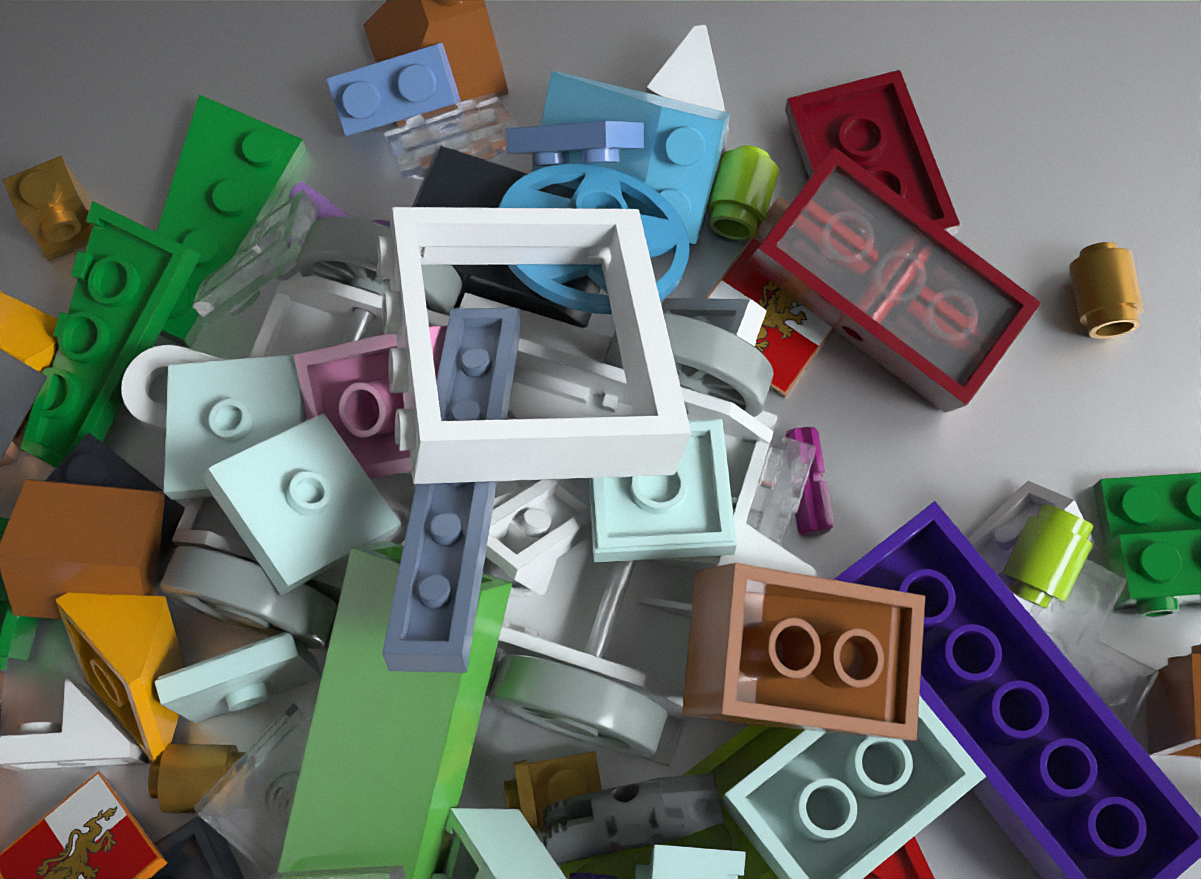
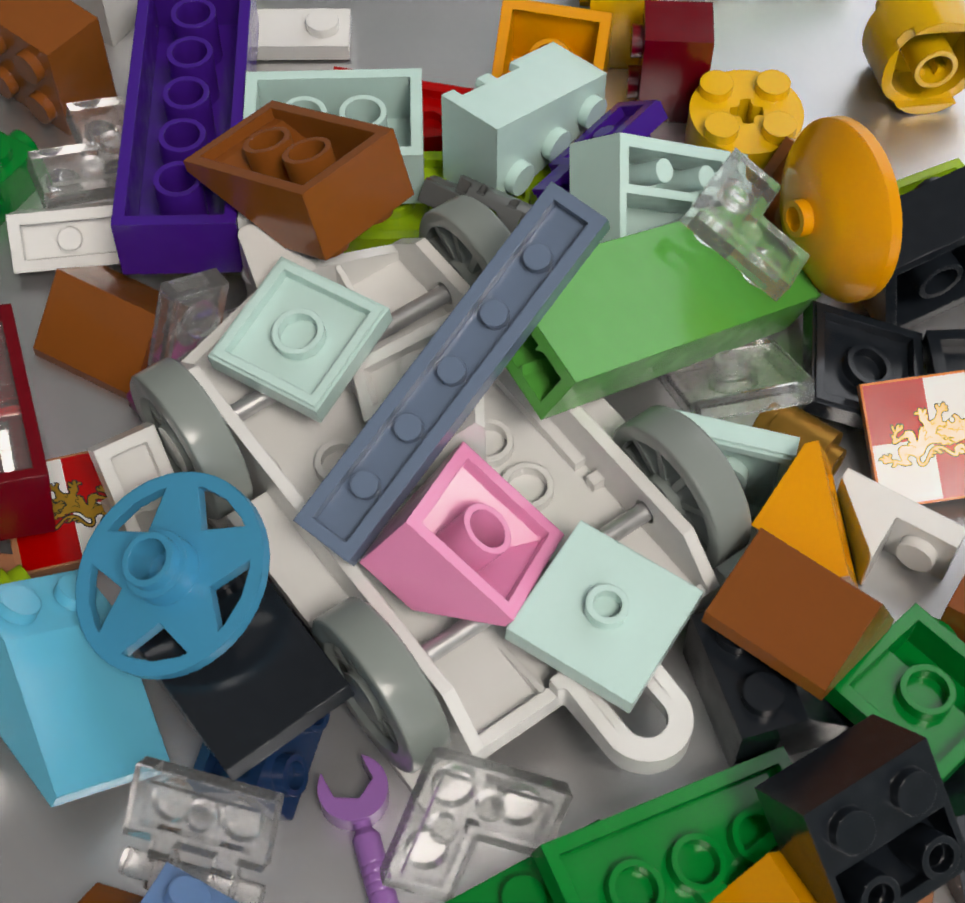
camera: 145 degrees left, 15 degrees down
(300, 502) = (590, 481): light aqua plate -> none
(531, 448) = (229, 385): white window -> none
(595, 140) = (101, 695): medium blue plate -> none
(885, 482) = (98, 325): none -> dark orange slope
(1048, 556) = (65, 181): lime brick -> none

